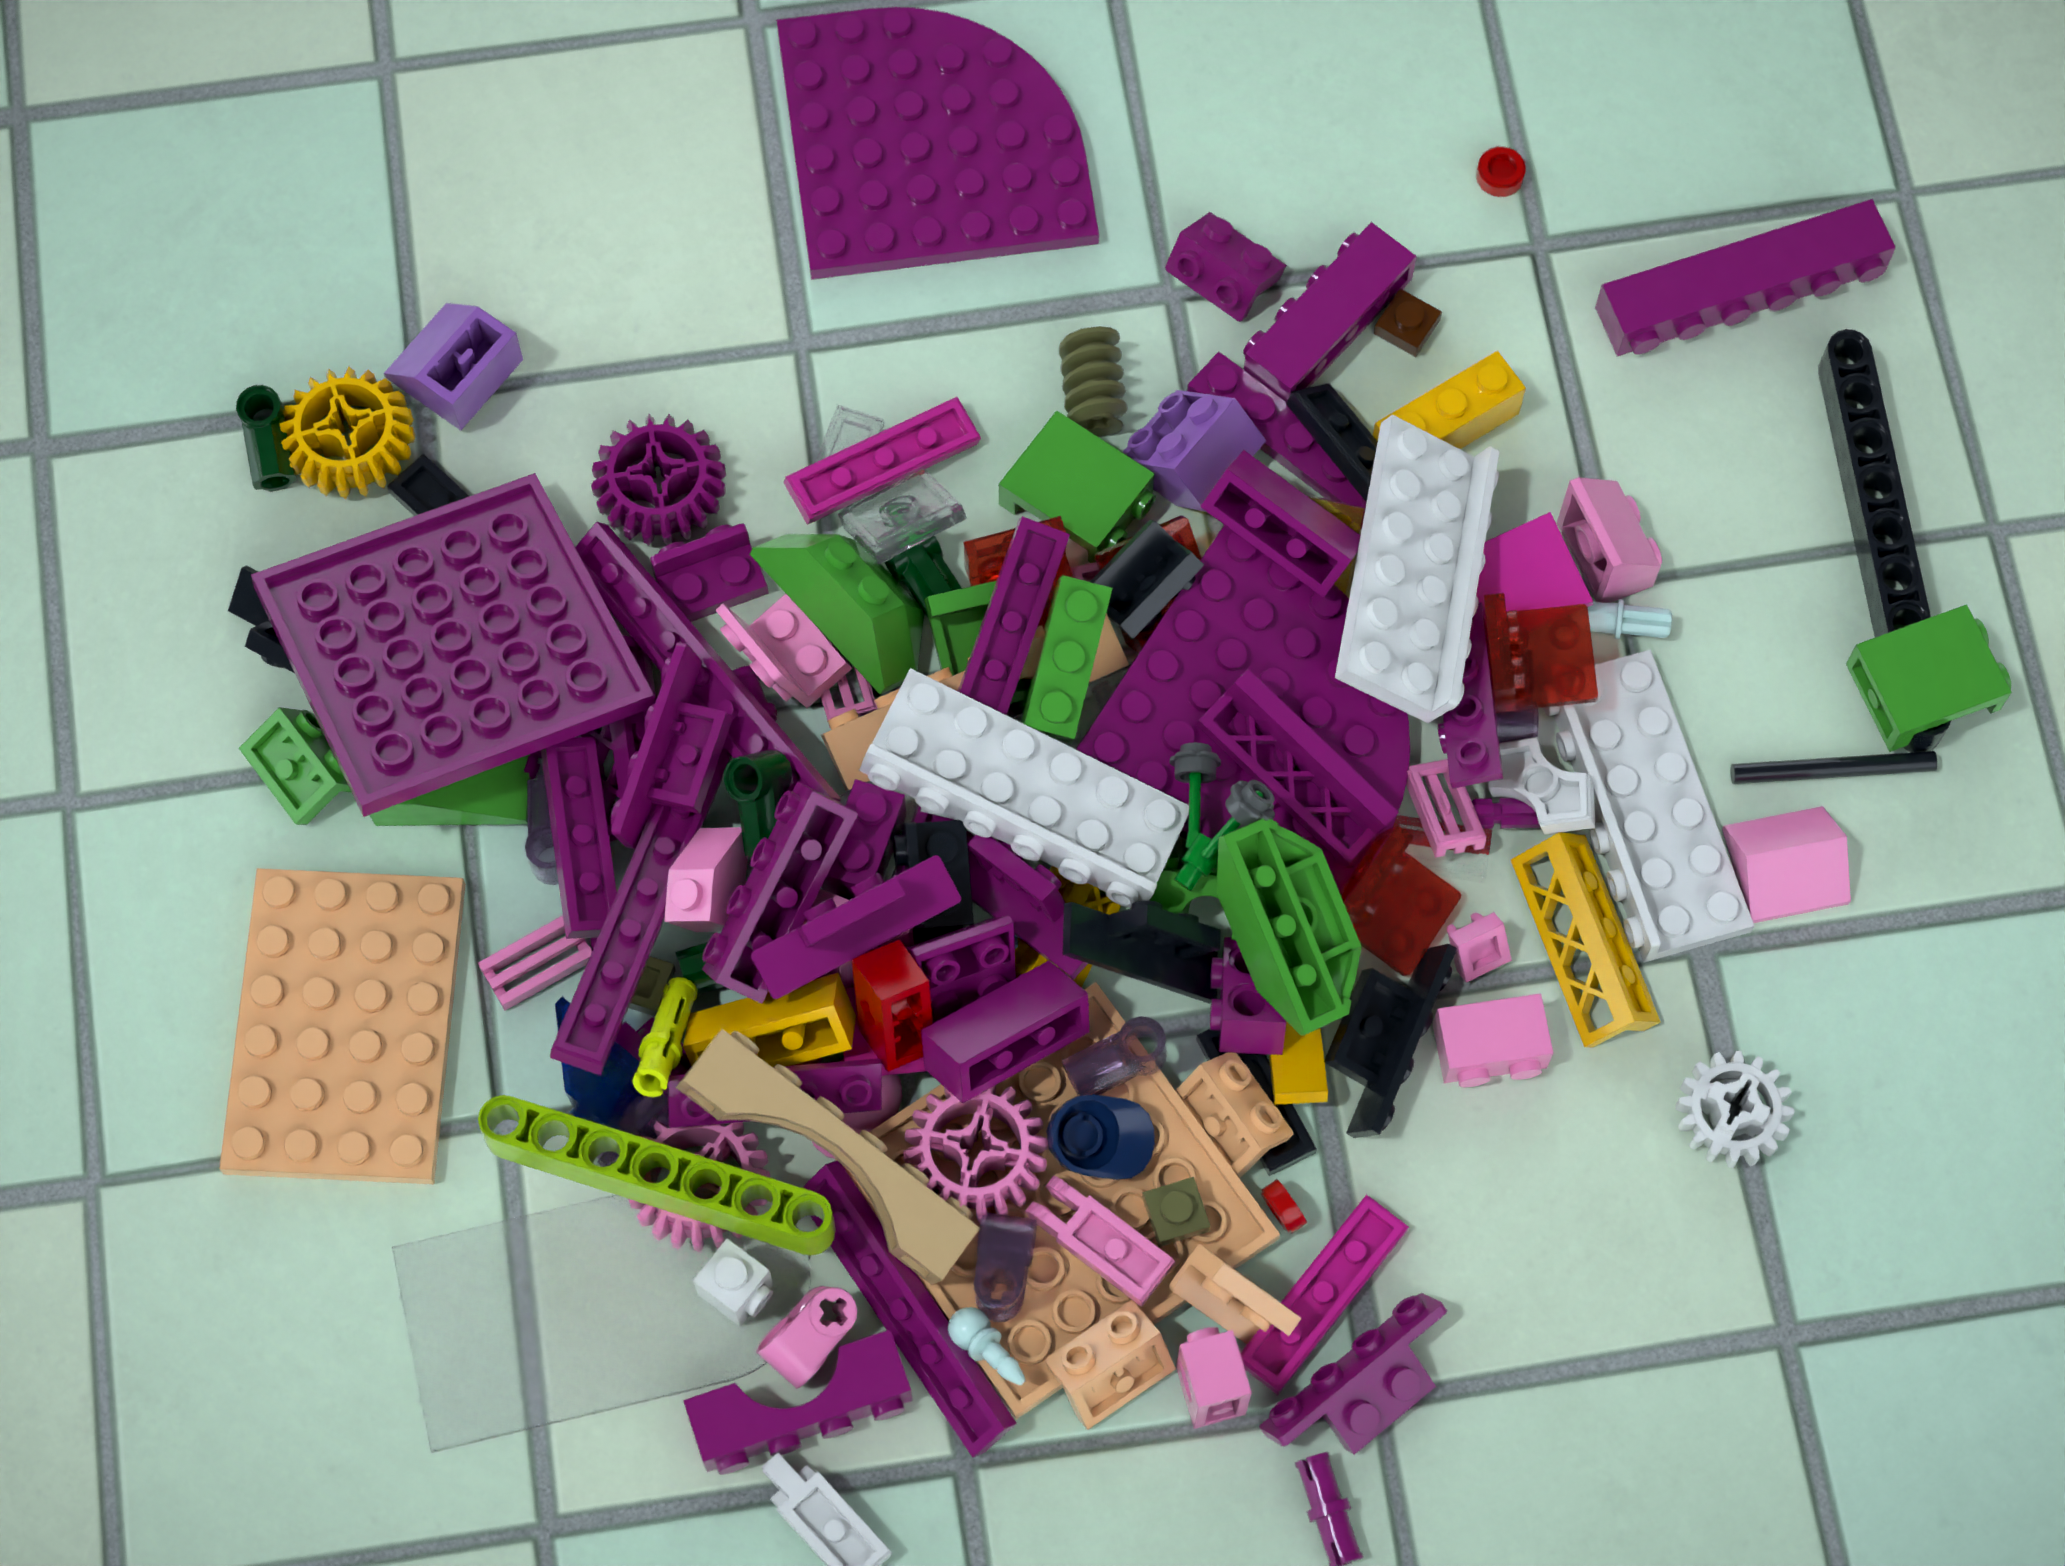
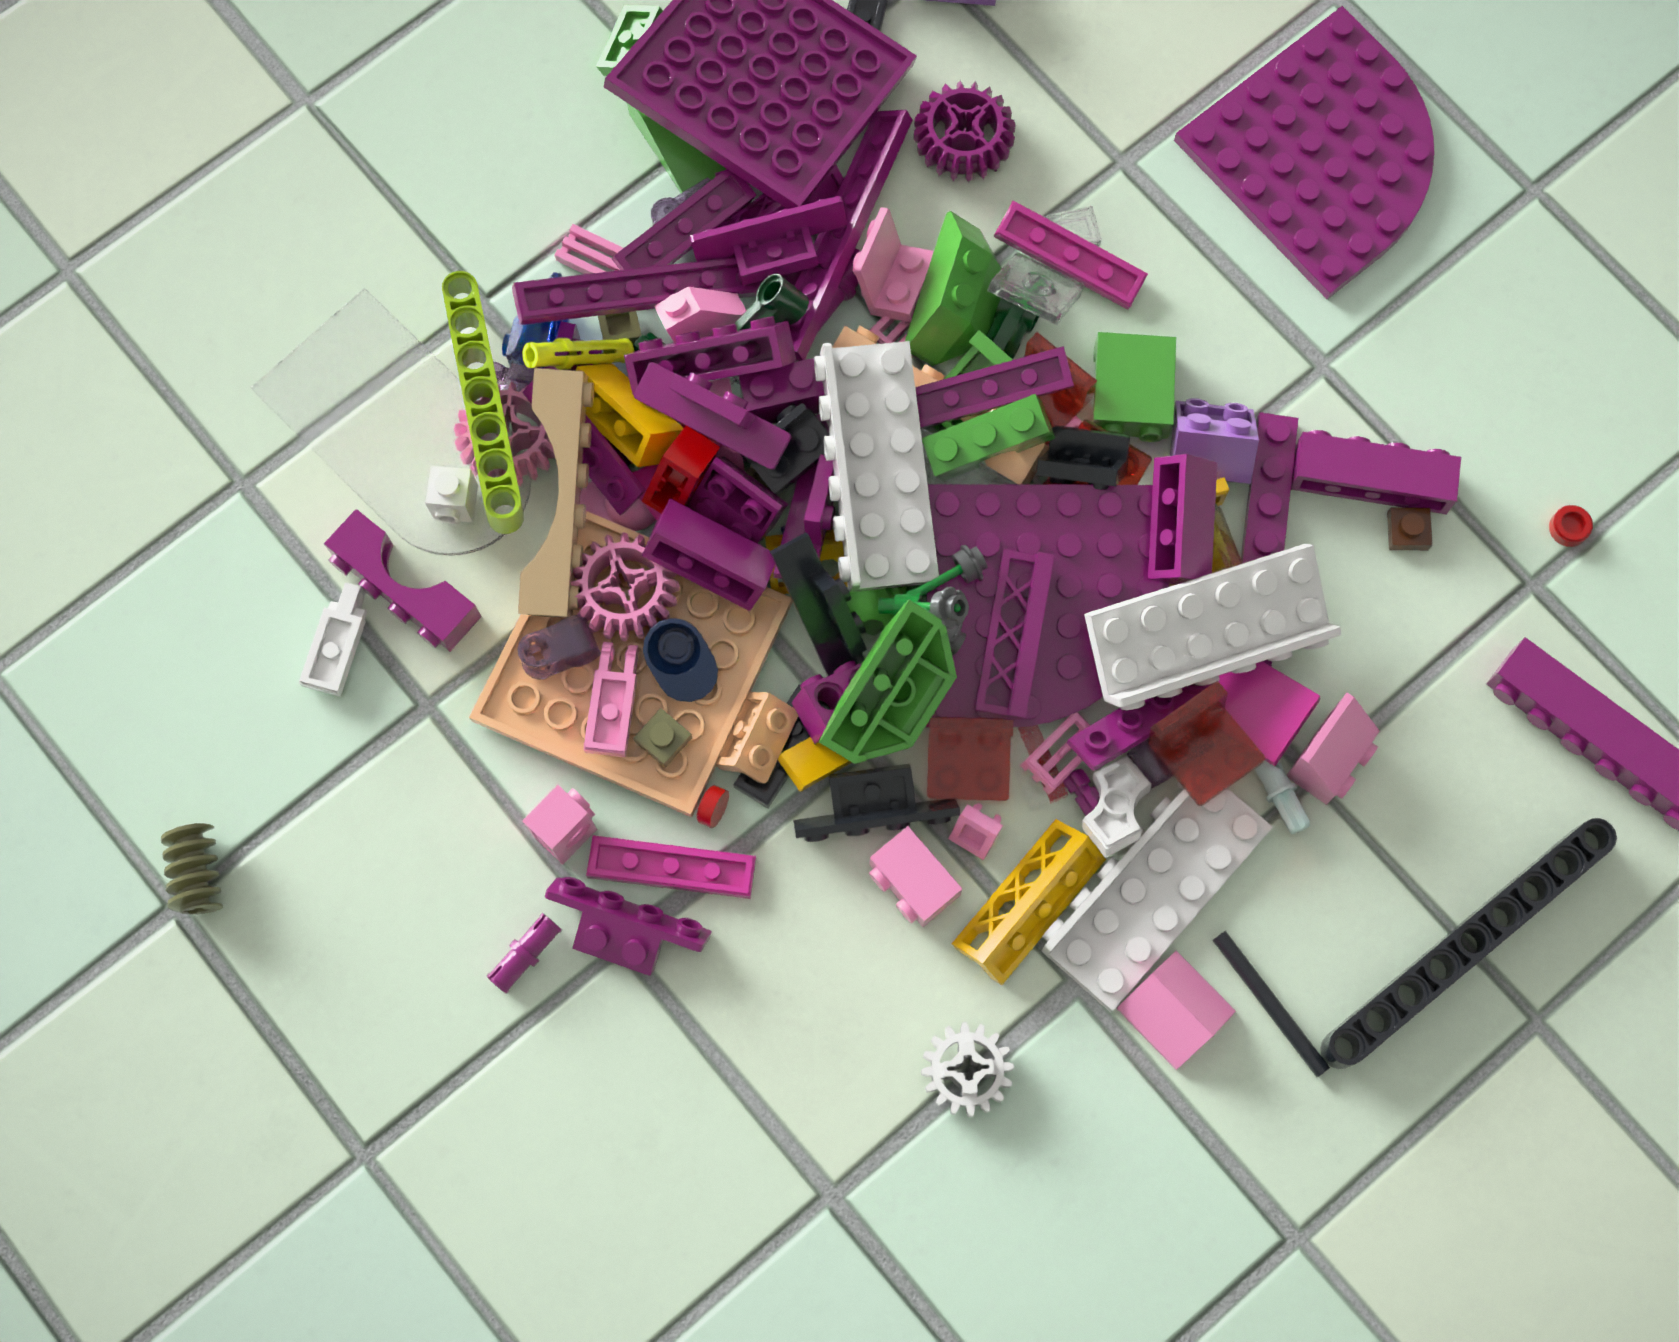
camera: 60 degrees right, 5 degrees up
(343, 1027) = (488, 175): light nougat plate -> none
(709, 572) = (920, 198): magenta bracket -> none
(801, 1341) = (444, 559): bright pink piece -> none
(911, 1314) = (494, 621): magenta plate -> none
(973, 1332) = (501, 667): light aqua bar -> none
(1093, 379) = (1215, 347): olive piece -> none
(1111, 1363) = (536, 754): light nougat bracket -> none
(1112, 1063) = (738, 637): clear purple piece -> none
(1223, 265) = (1366, 384): magenta bracket -> none
(1230, 1297) = (626, 805): light nougat bracket -> none
(1337, 432) = (1292, 520): black tile -> none
(1466, 403) = (1365, 596): yellow brick -> none
(1928, 675) = (1380, 1030): bright green panel -> none

